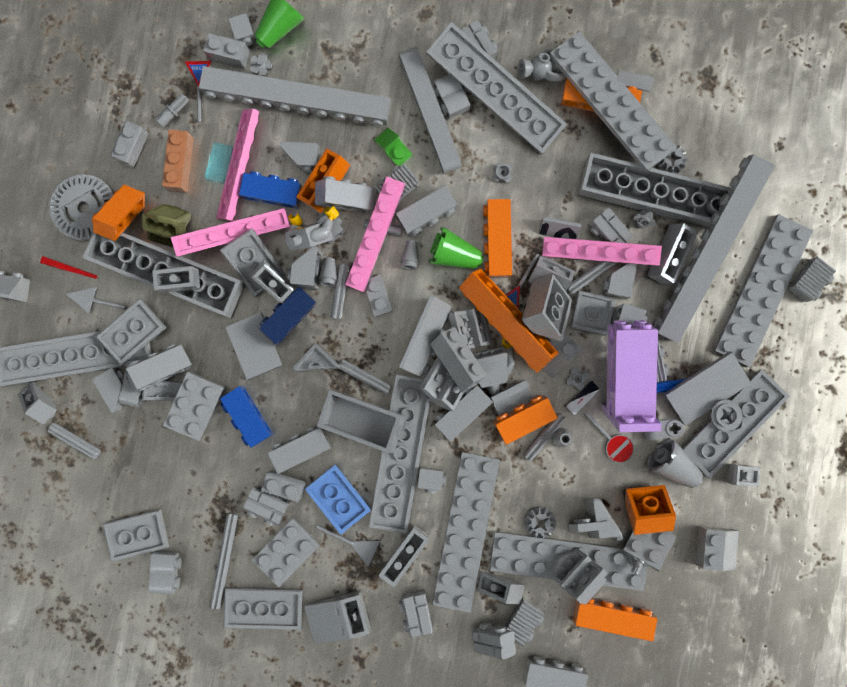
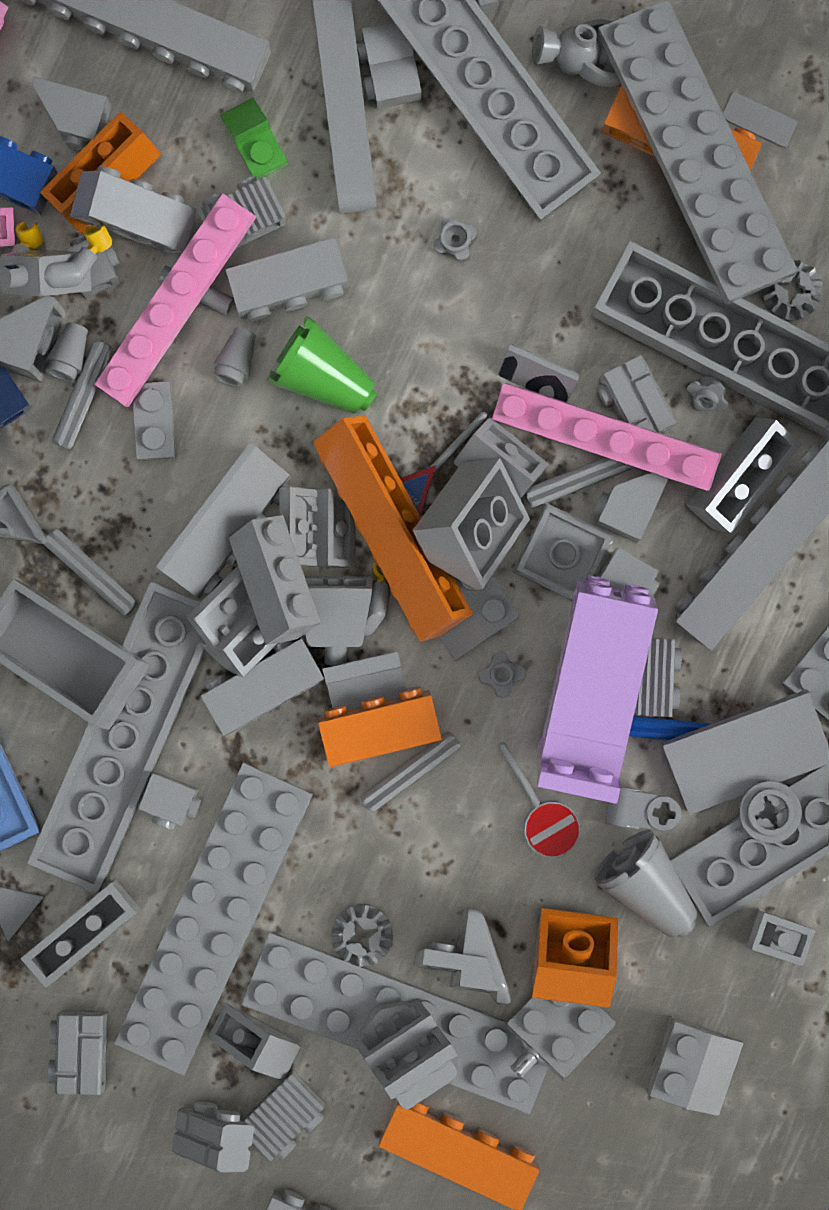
camera: 10 degrees right, 0 degrees up
(498, 238) = (414, 365): orange brick -> none
(557, 437) = (442, 769): light grey cone -> none
(583, 397) = (504, 713): sticker -> none

